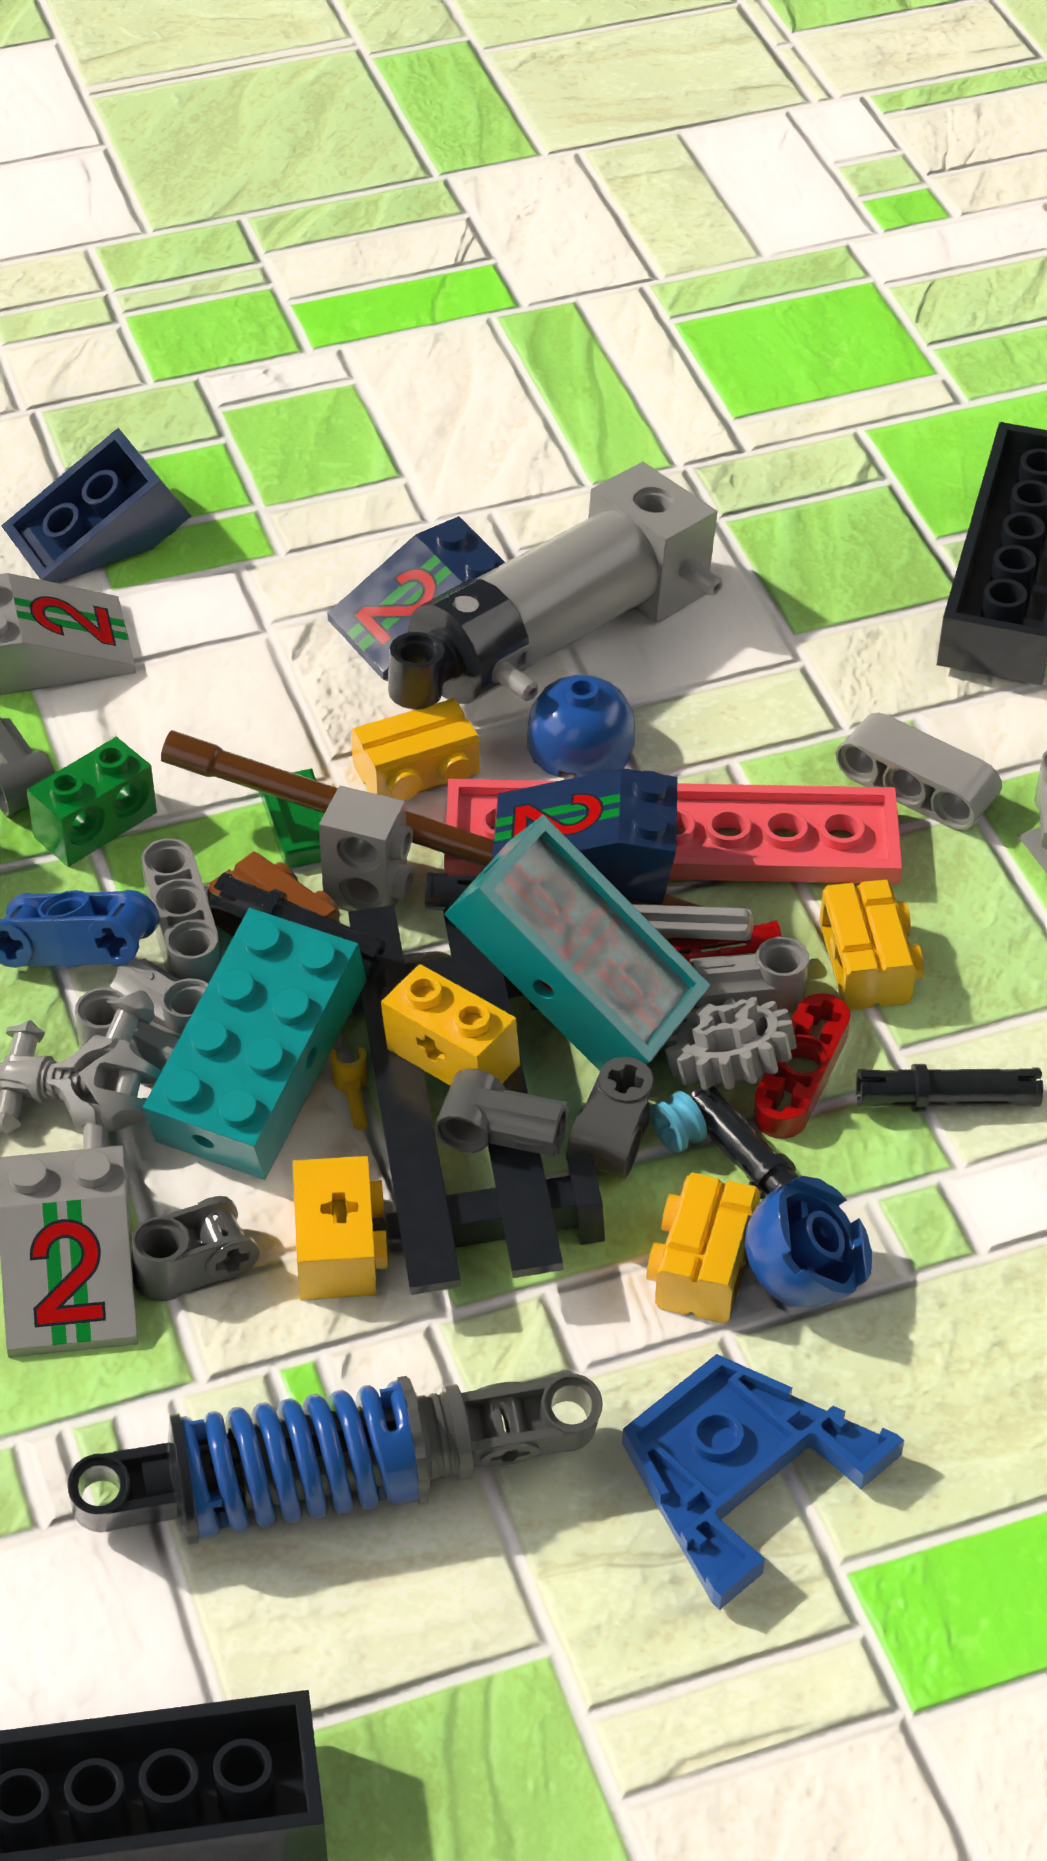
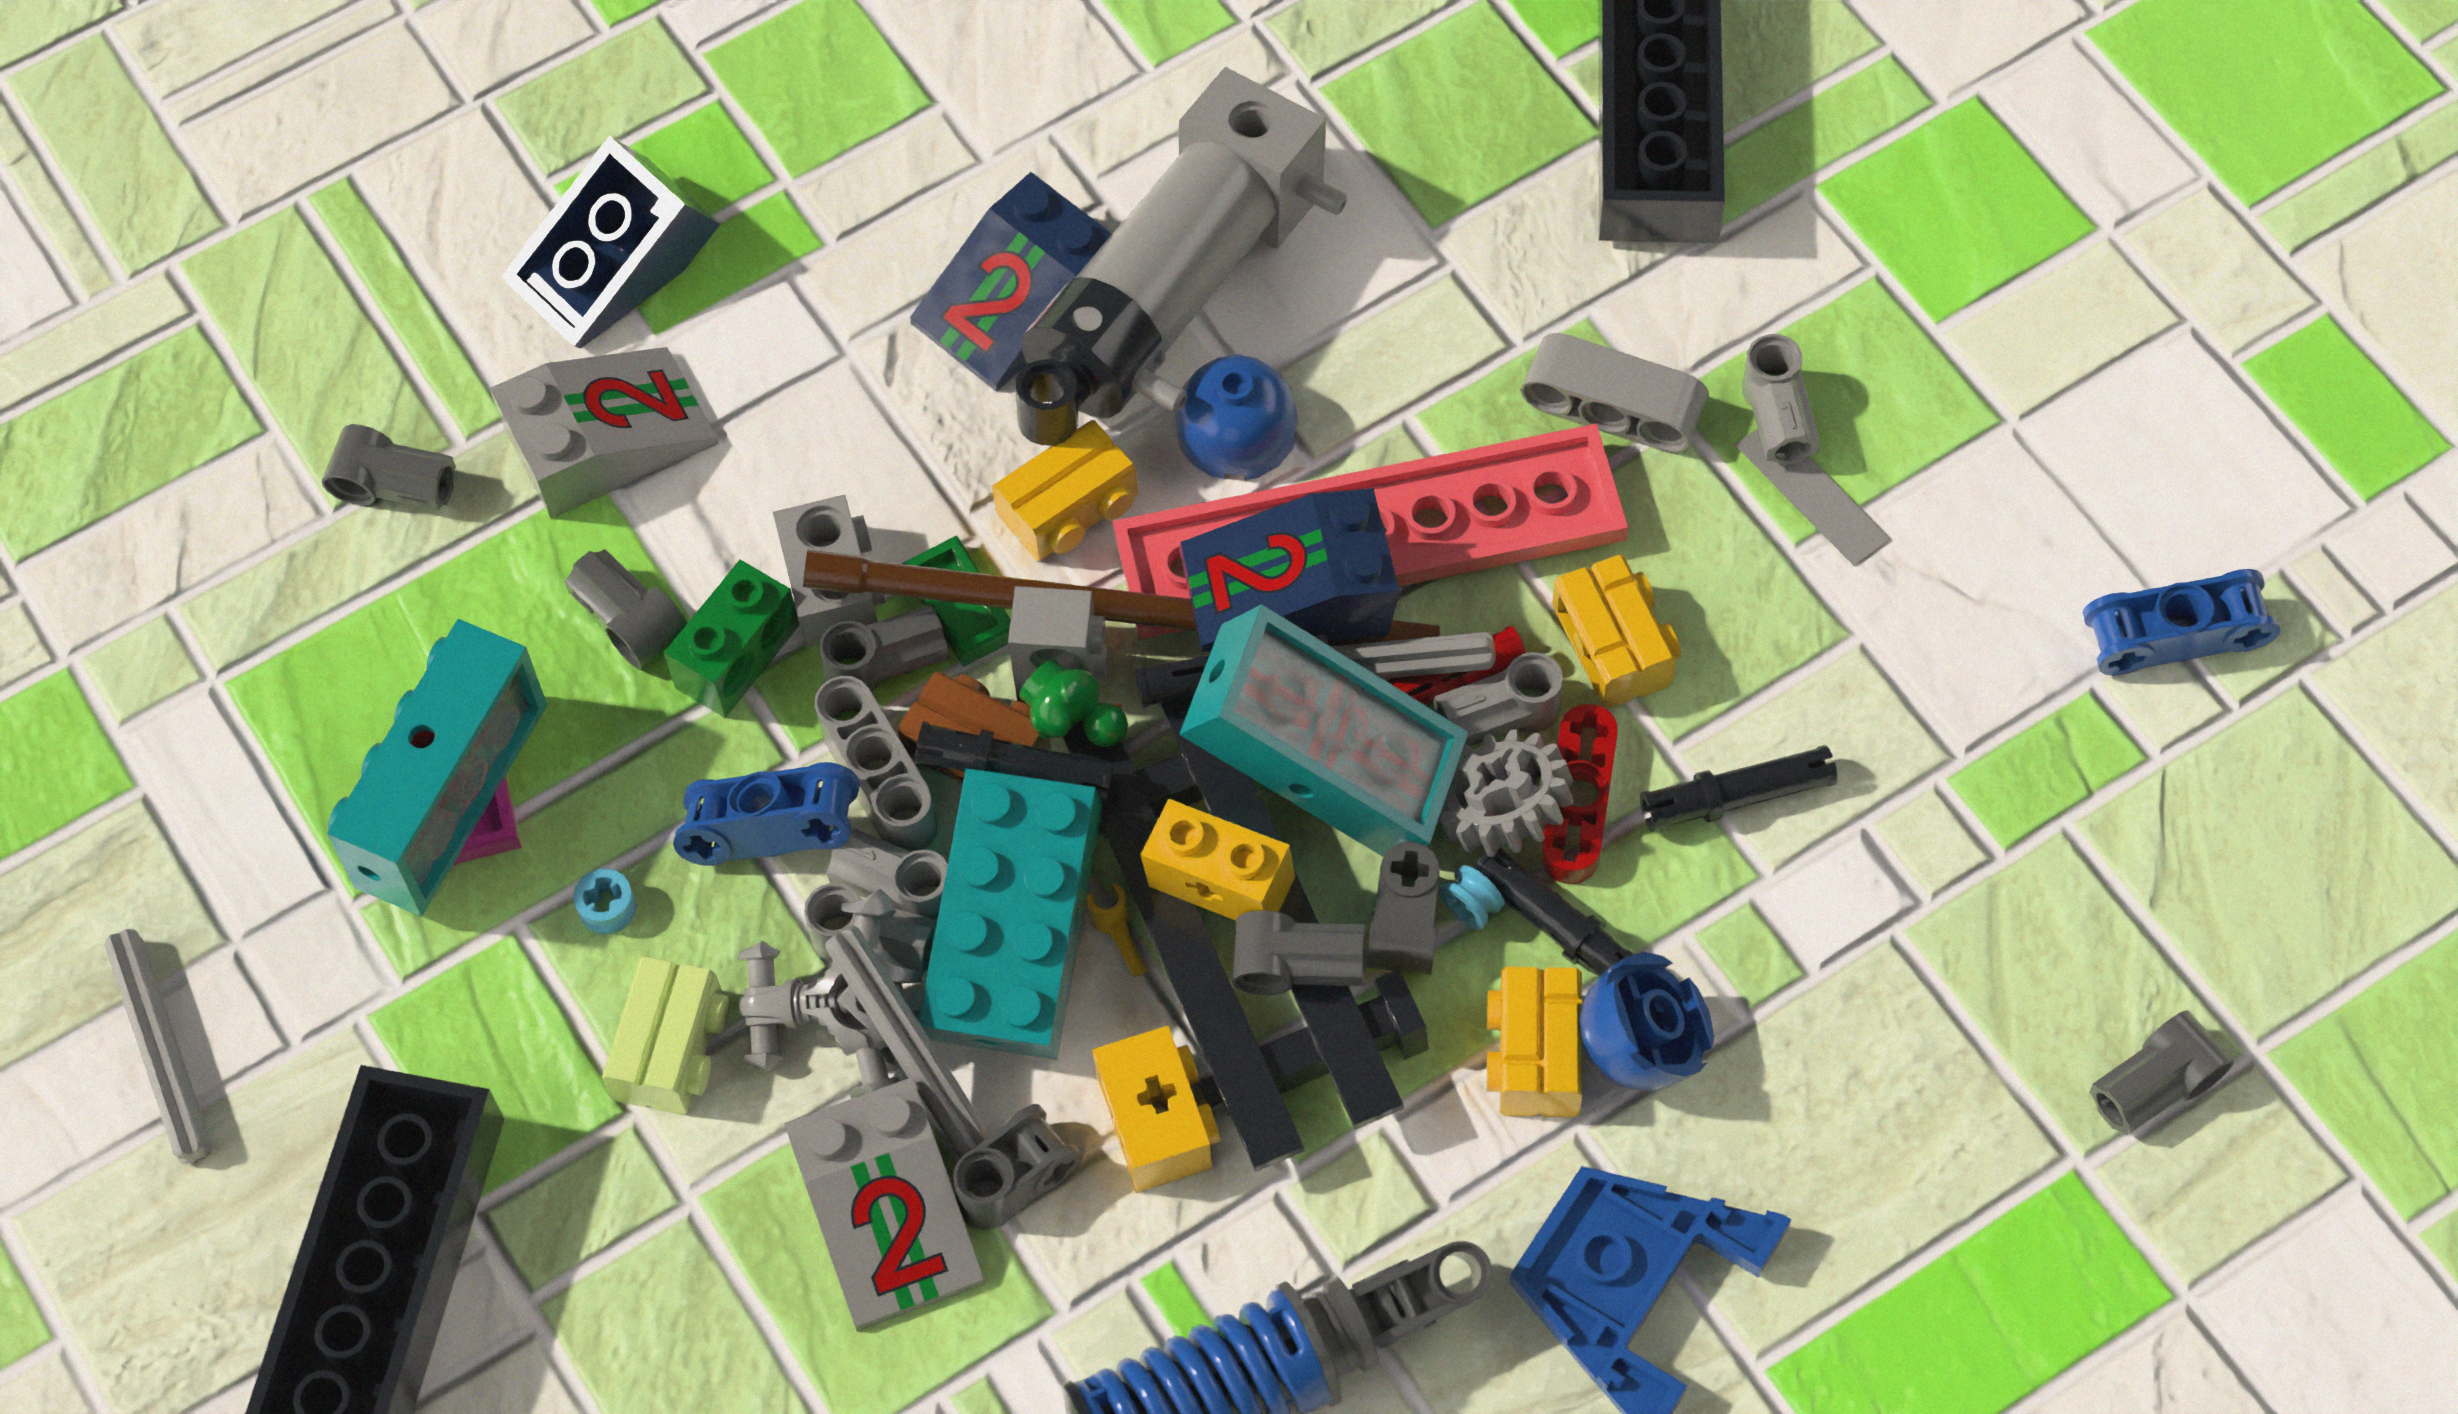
camera: 10 degrees left, 15 degrees up
(127, 1111) = (907, 1039): none -> light grey axle
(184, 797) = (799, 531): none -> light grey brick
(218, 833) = (884, 647): none -> dark grey piece
(361, 886) = (1065, 698): none -> green animal

